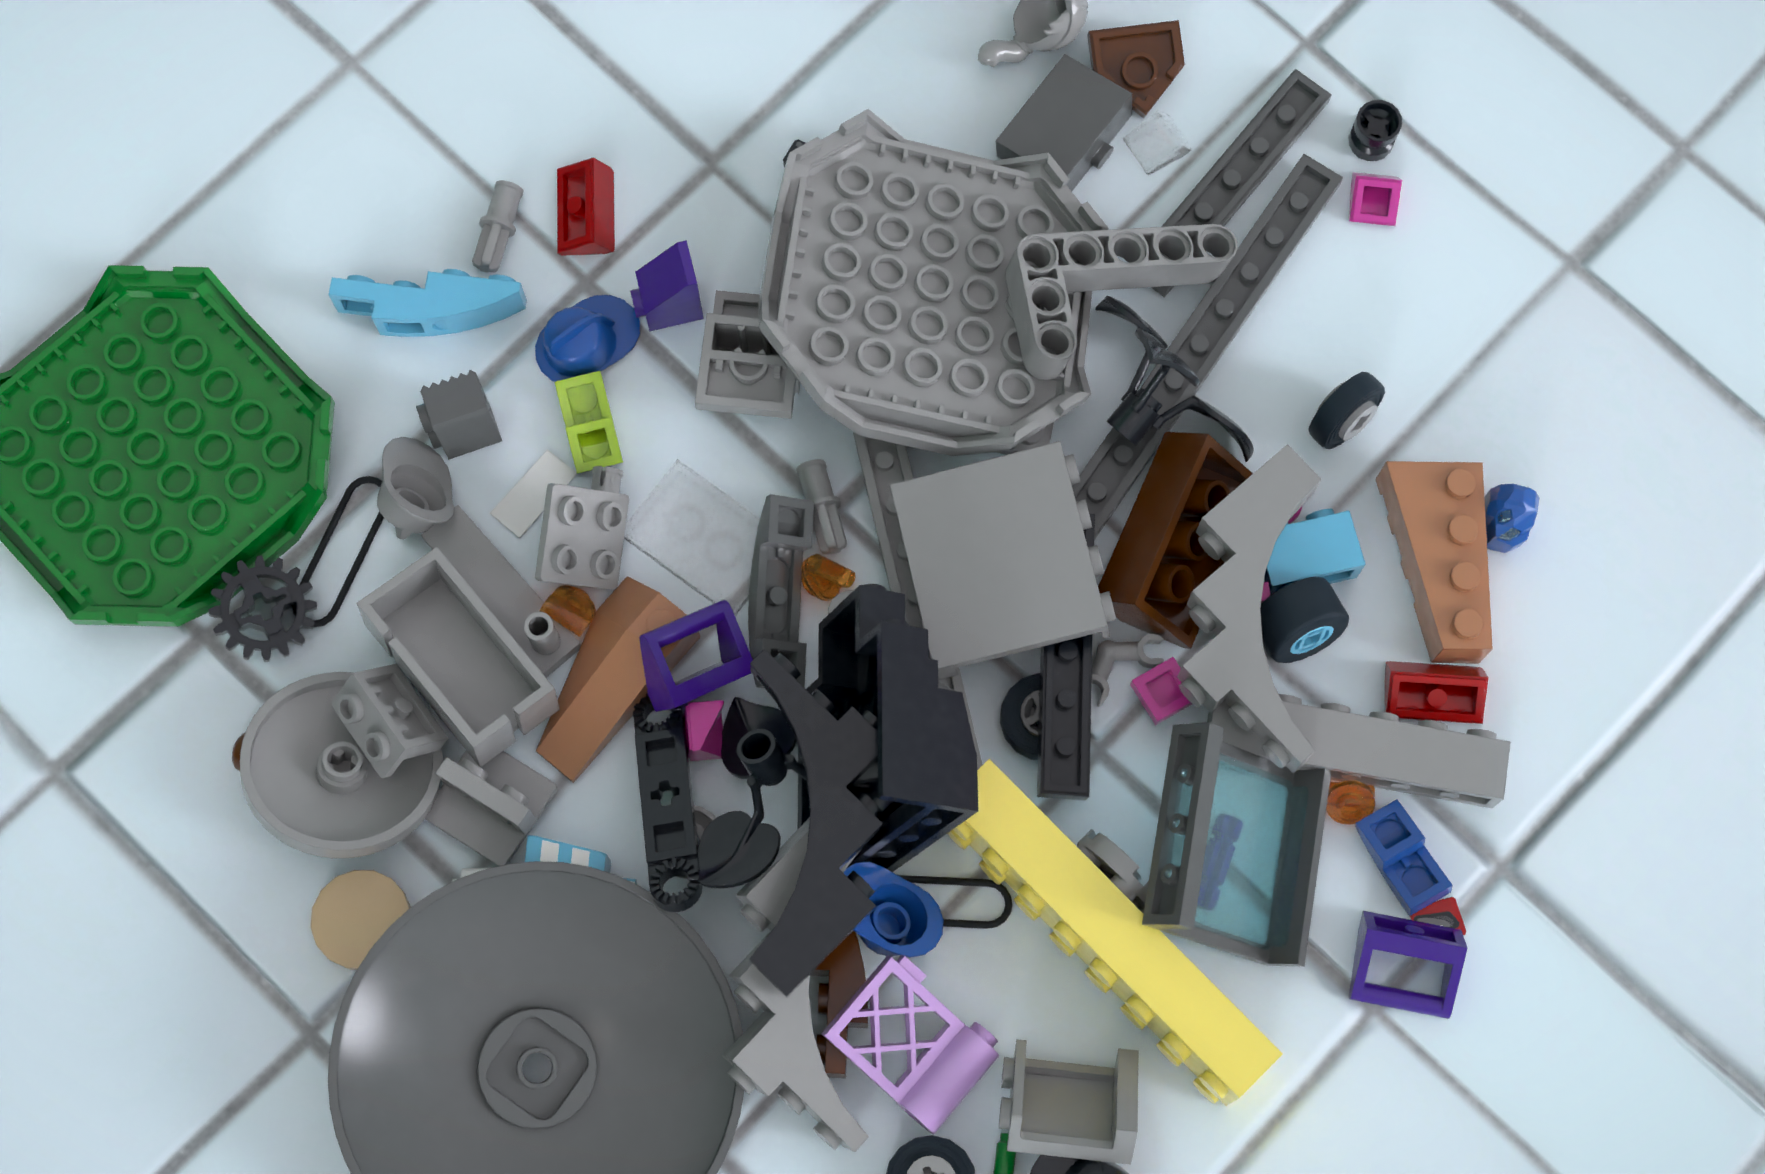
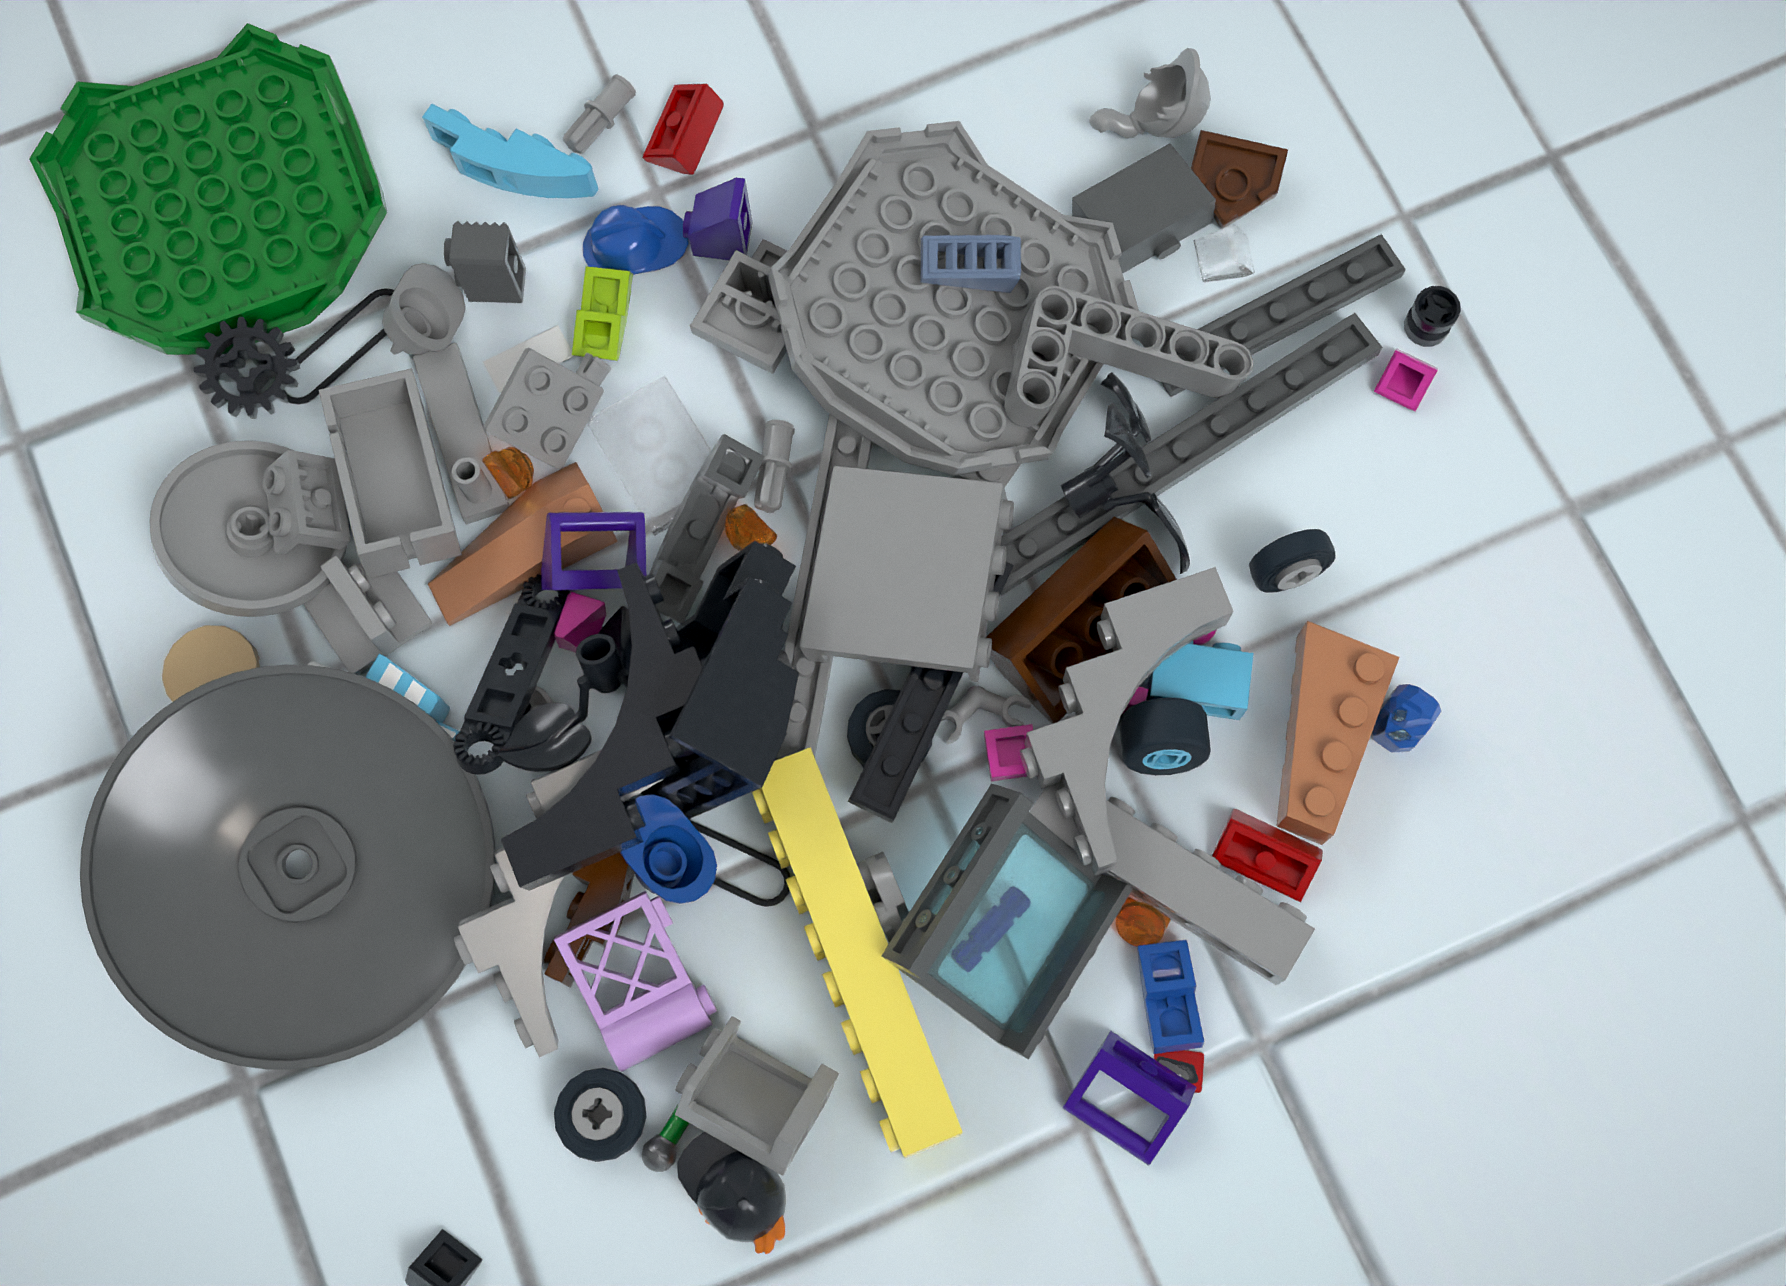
camera: 25 degrees right, 0 degrees up
(965, 227) = (987, 246): none -> sand blue slope

